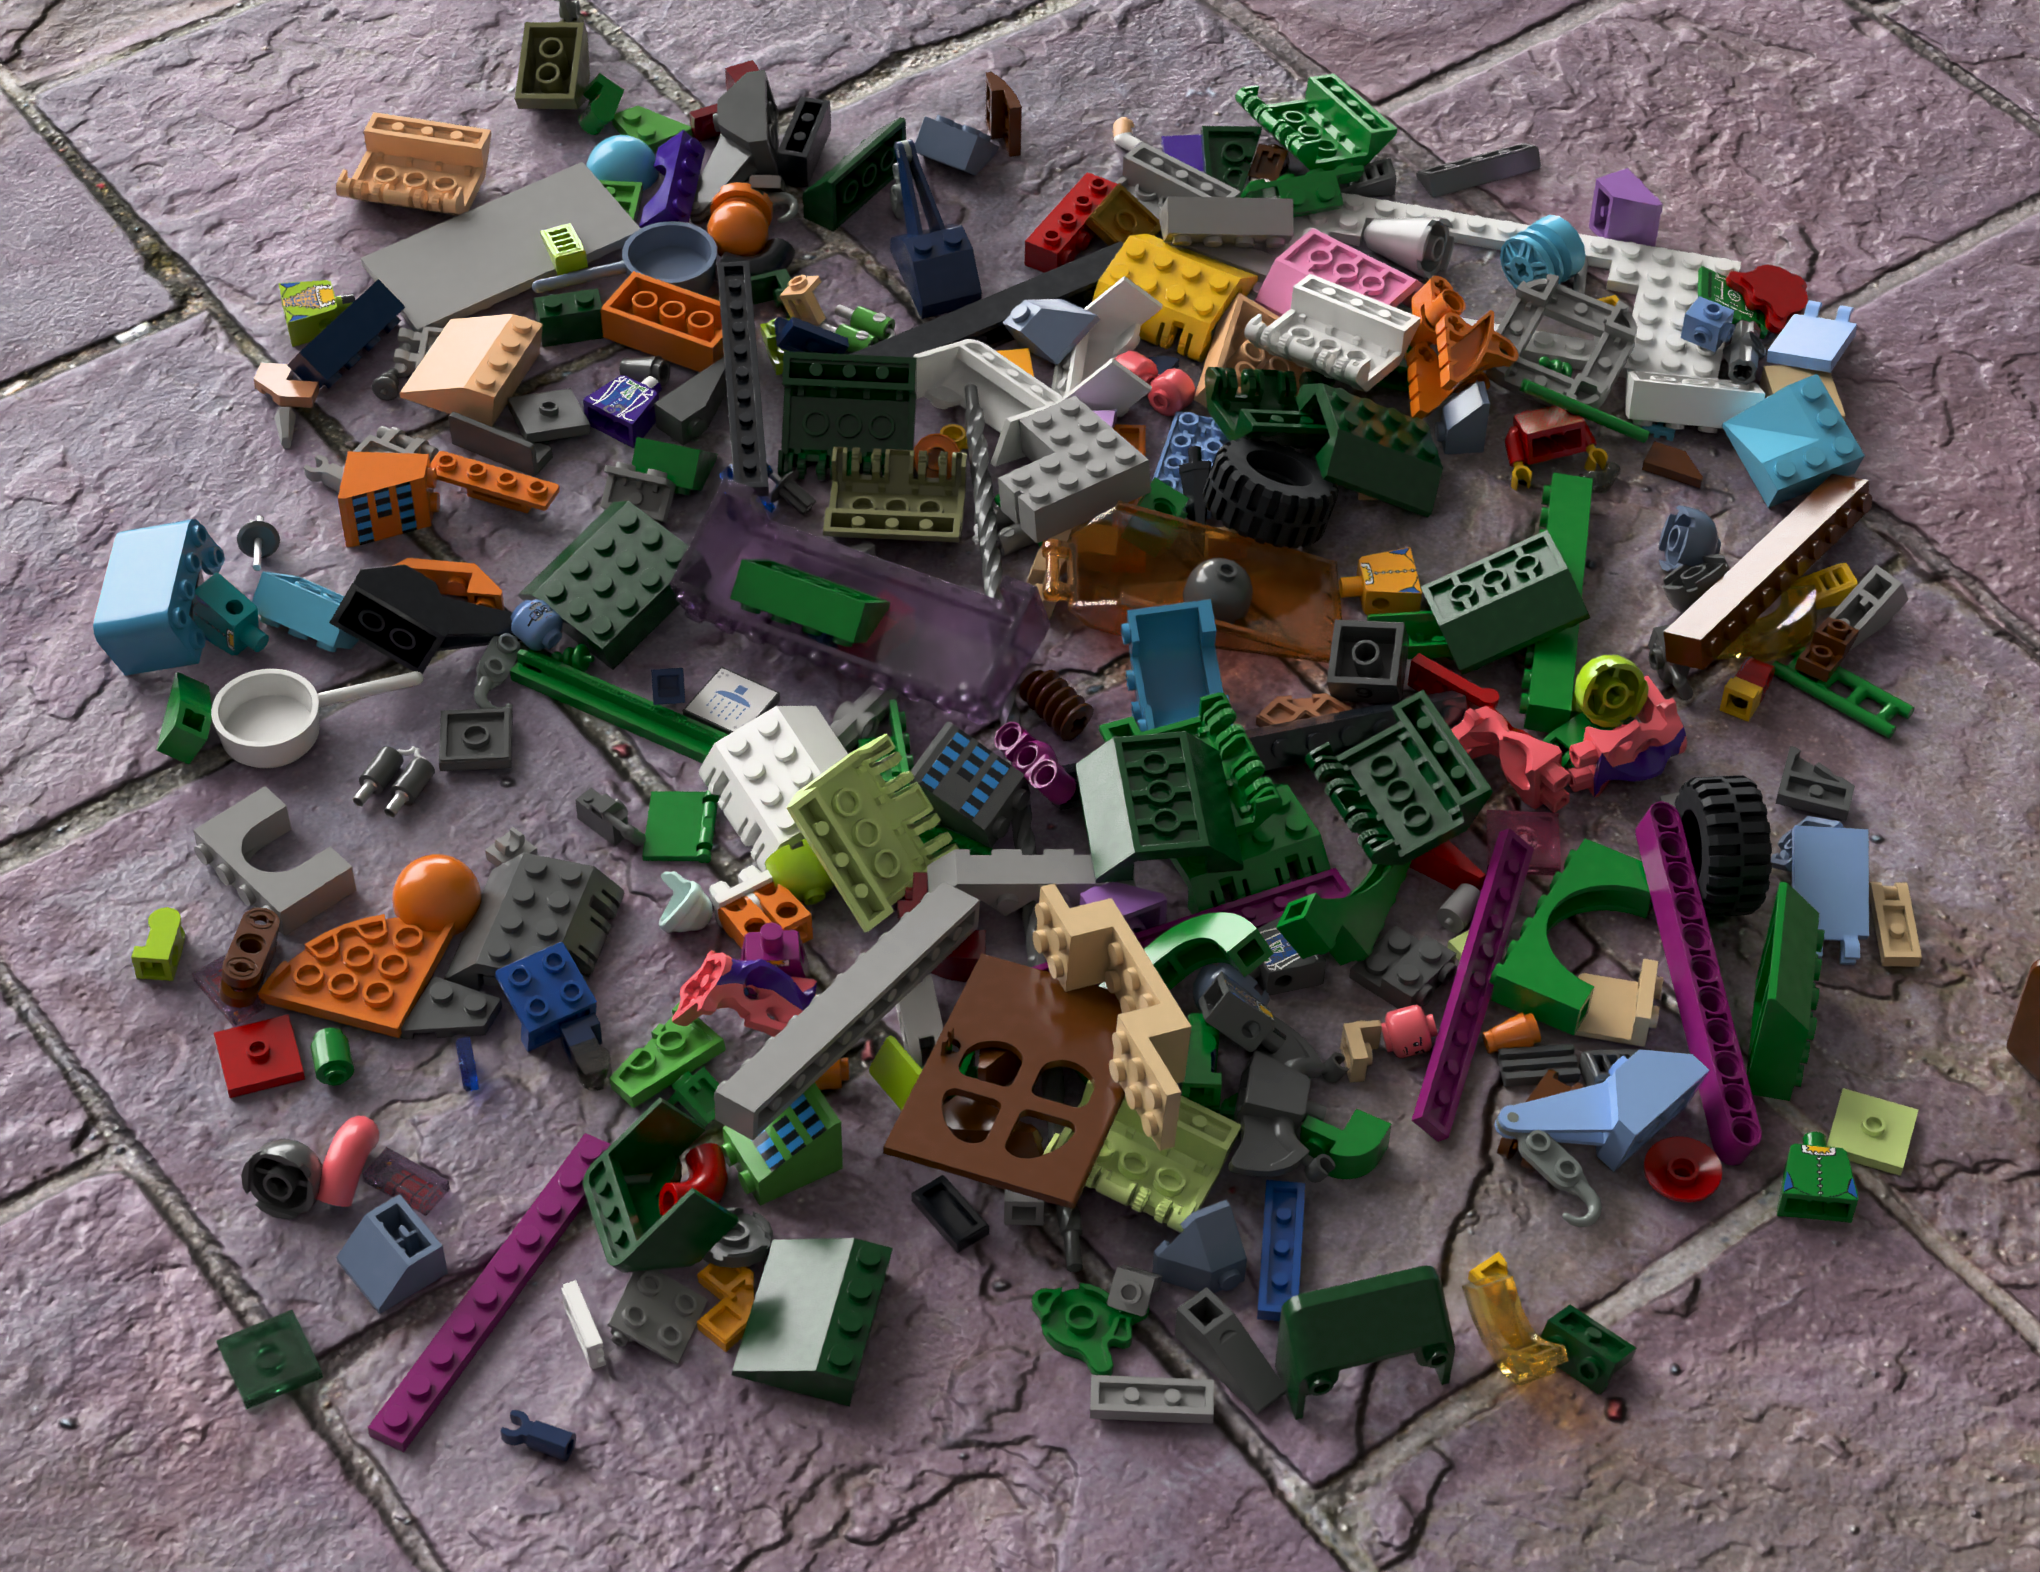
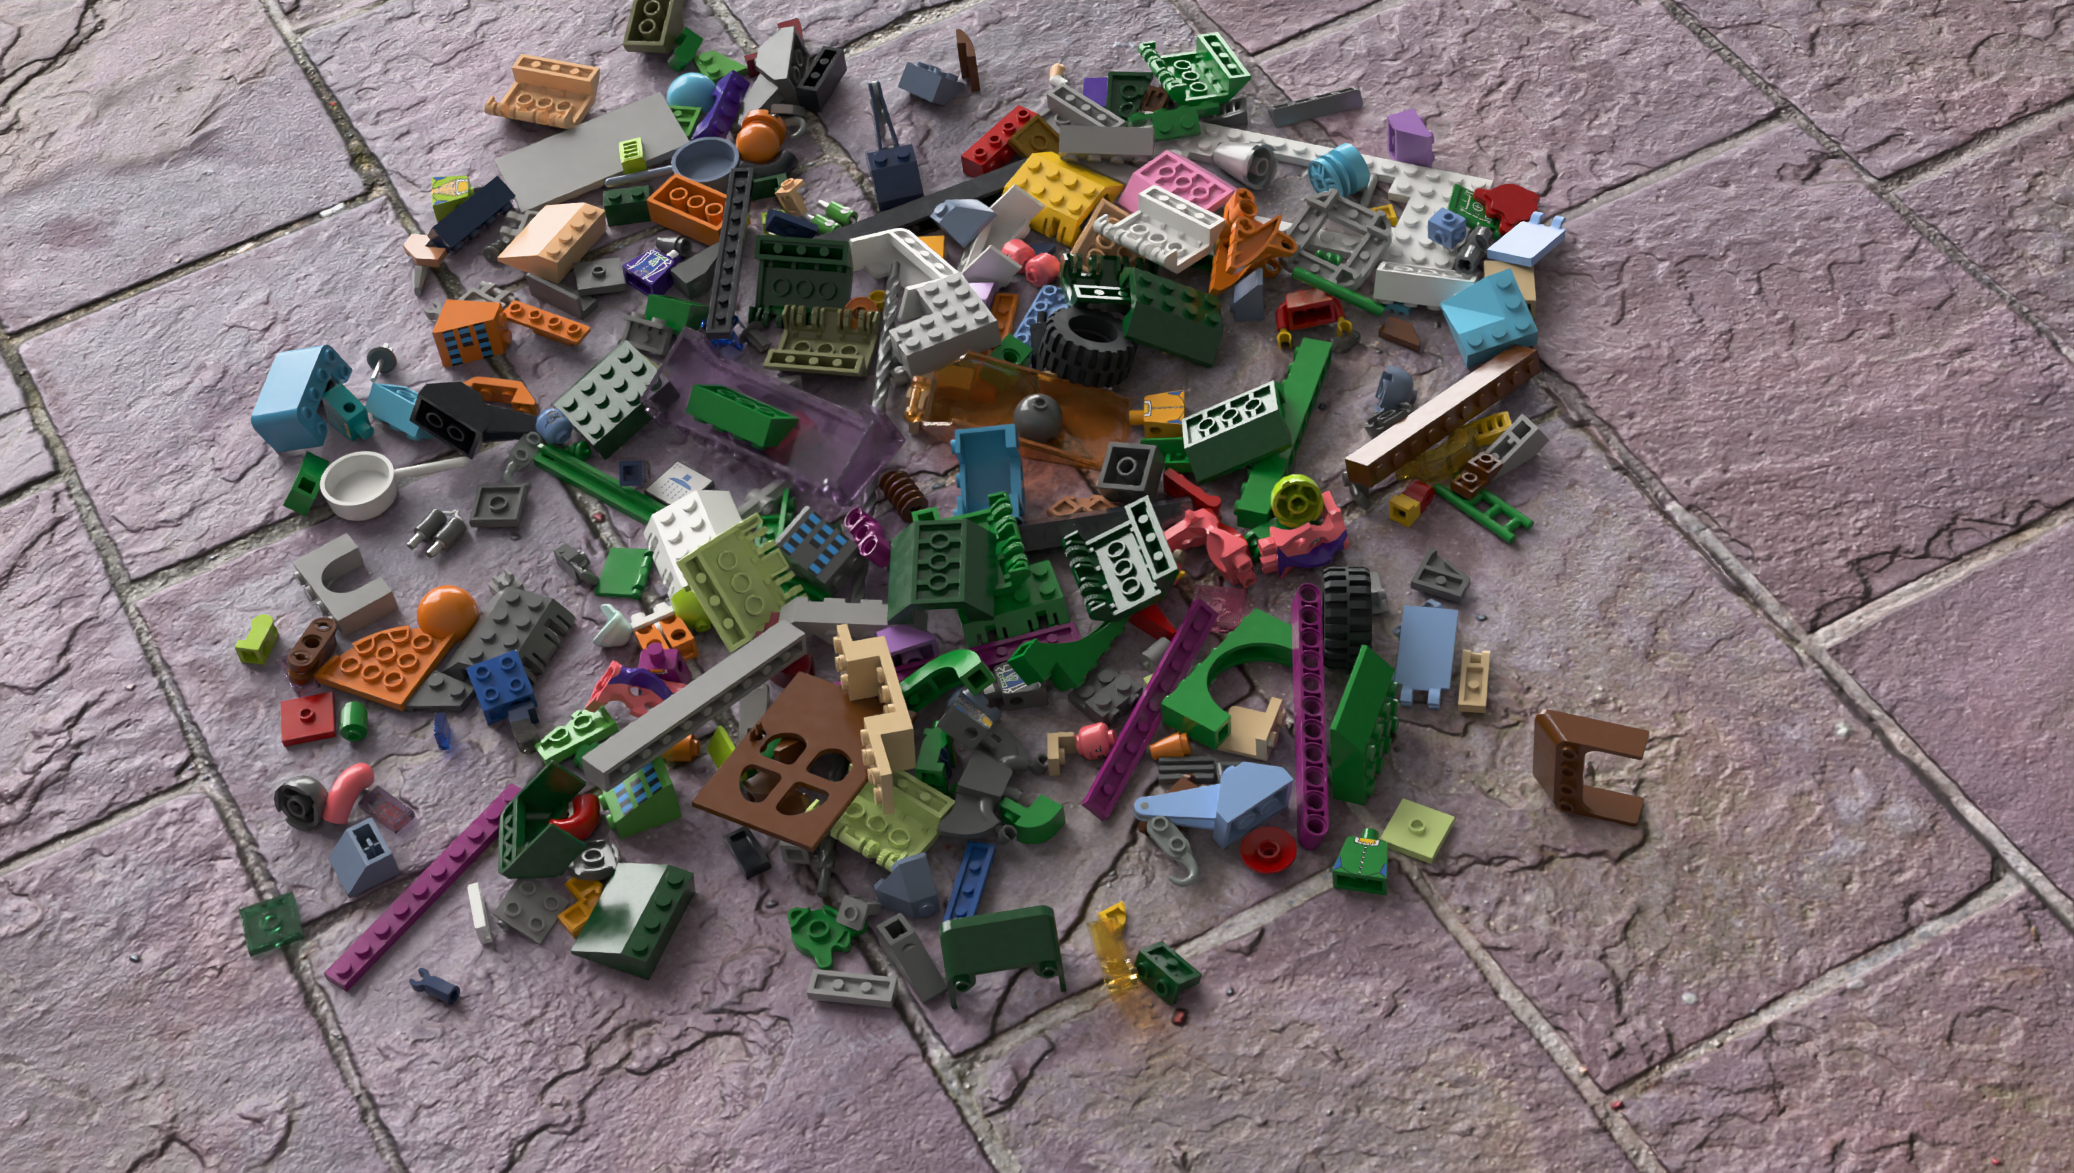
camera: 15 degrees right, 0 degrees up
(854, 178) = (851, 108): dark green slope -> none

